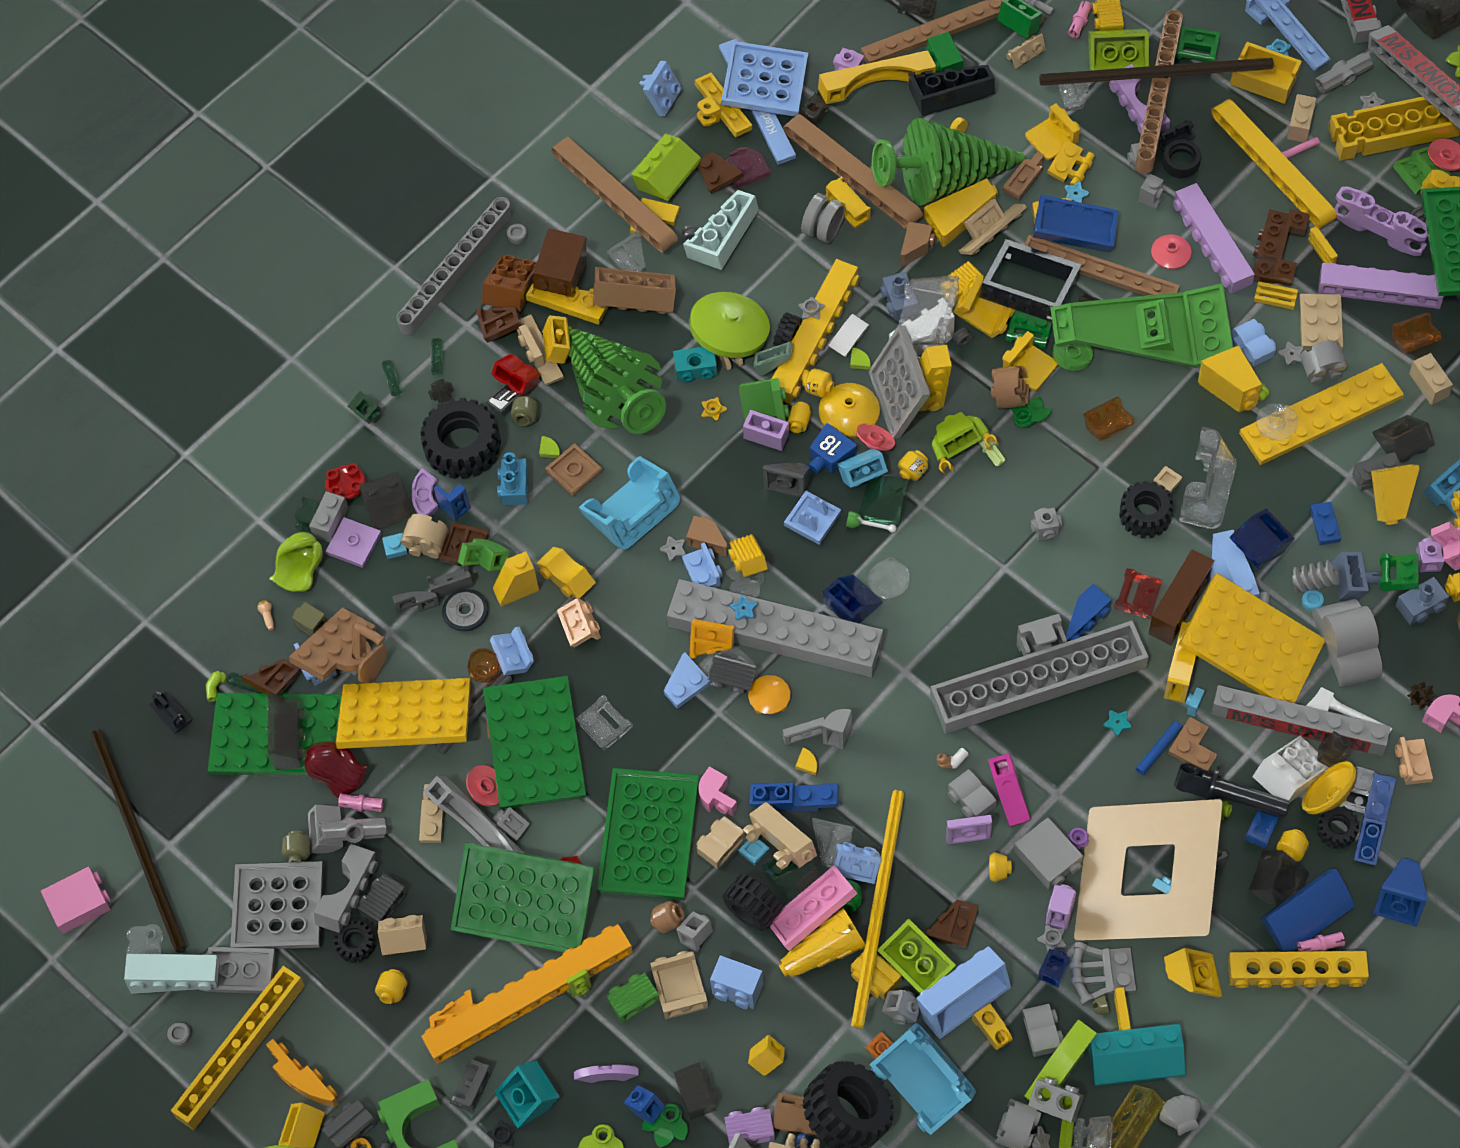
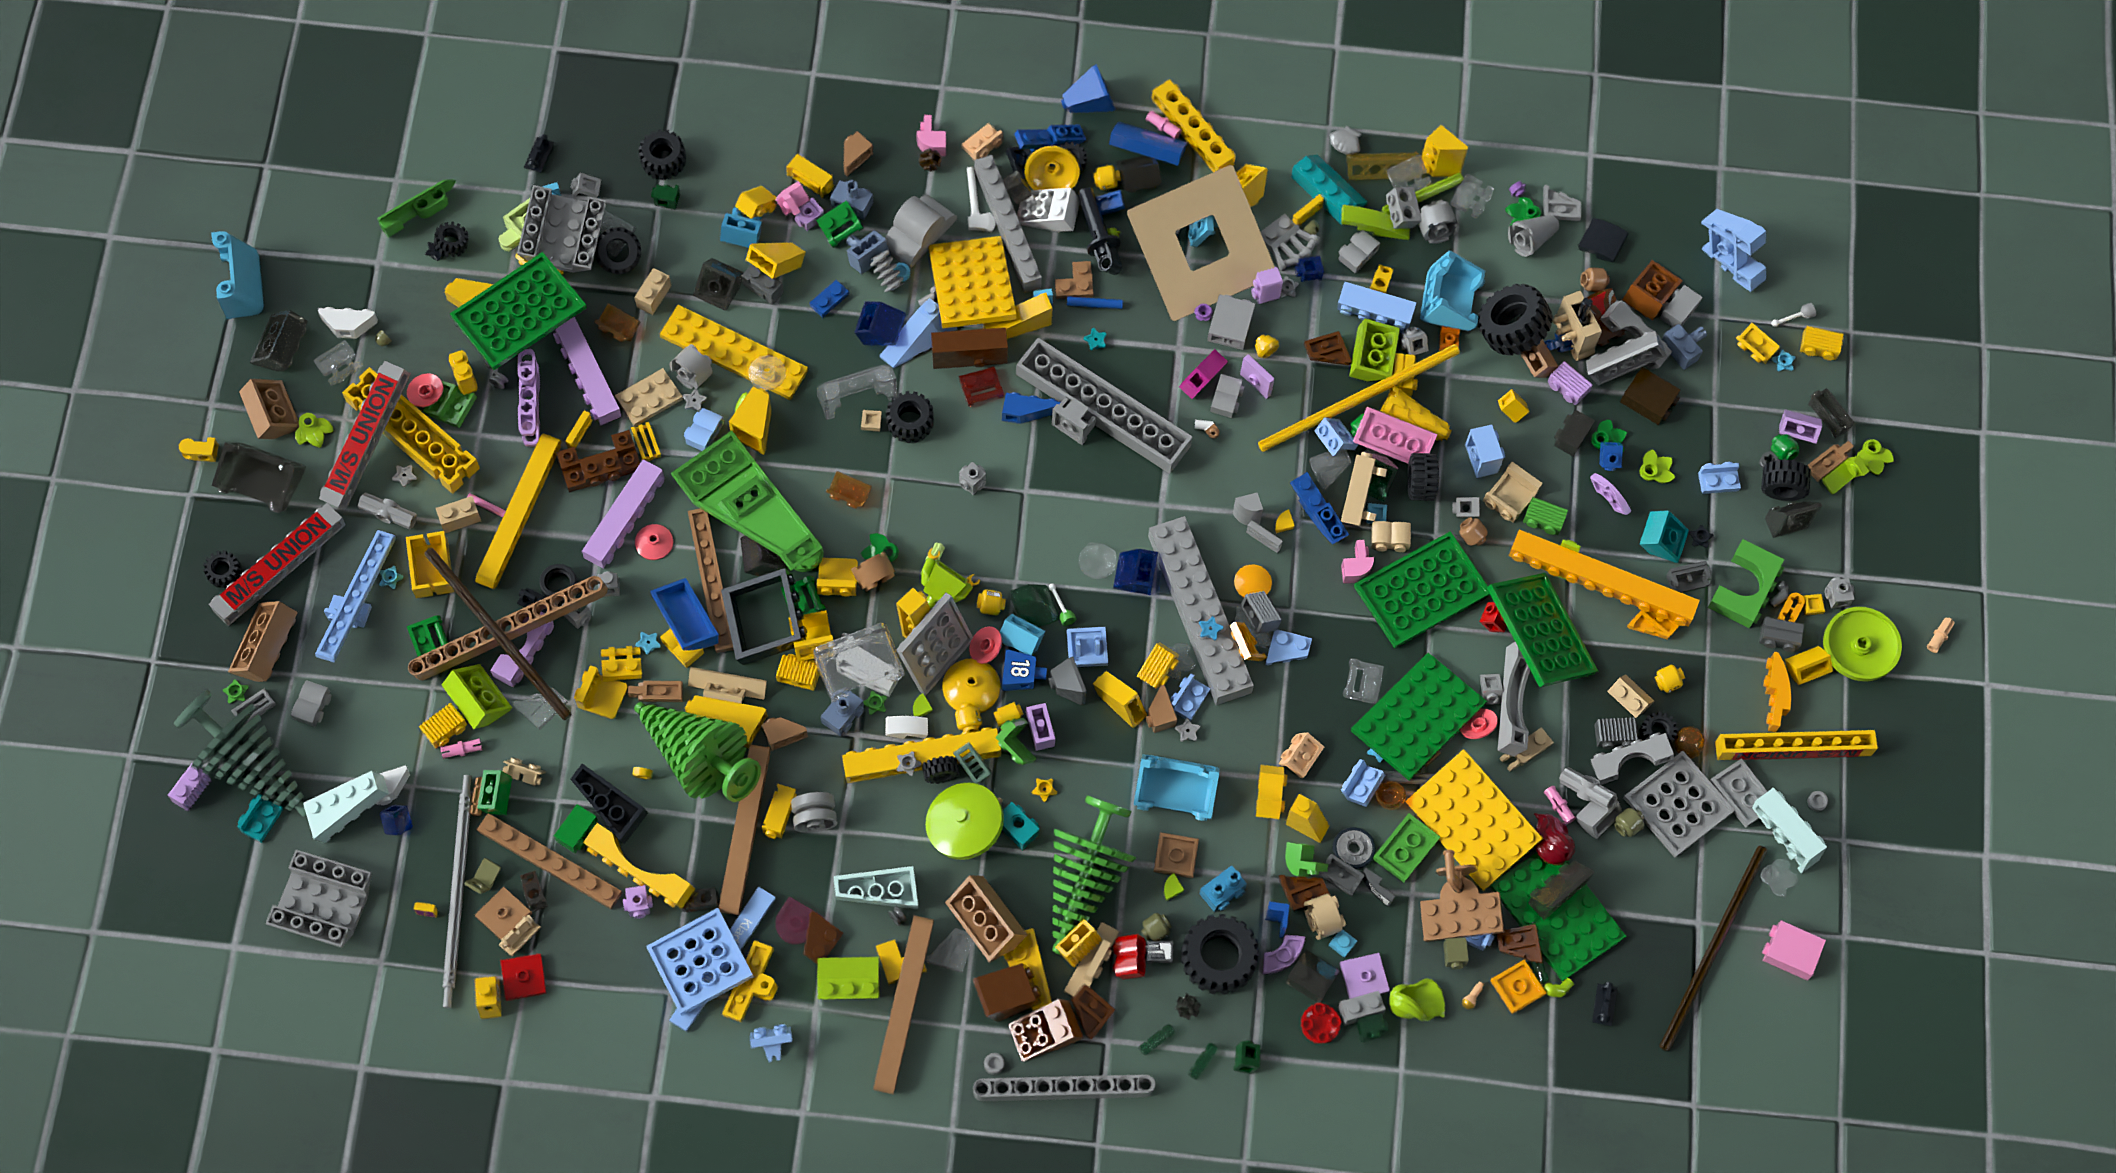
camera: 135 degrees left, 5 degrees up
(242, 652) = (1518, 986): none -> light orange plate
(323, 962) = (1690, 741): none -> clear orange hair
(429, 649) = (1406, 847): none -> bright green plate
(743, 508) = (1120, 698): none -> yellow slope
(887, 325) = (875, 698): none -> bright green plate

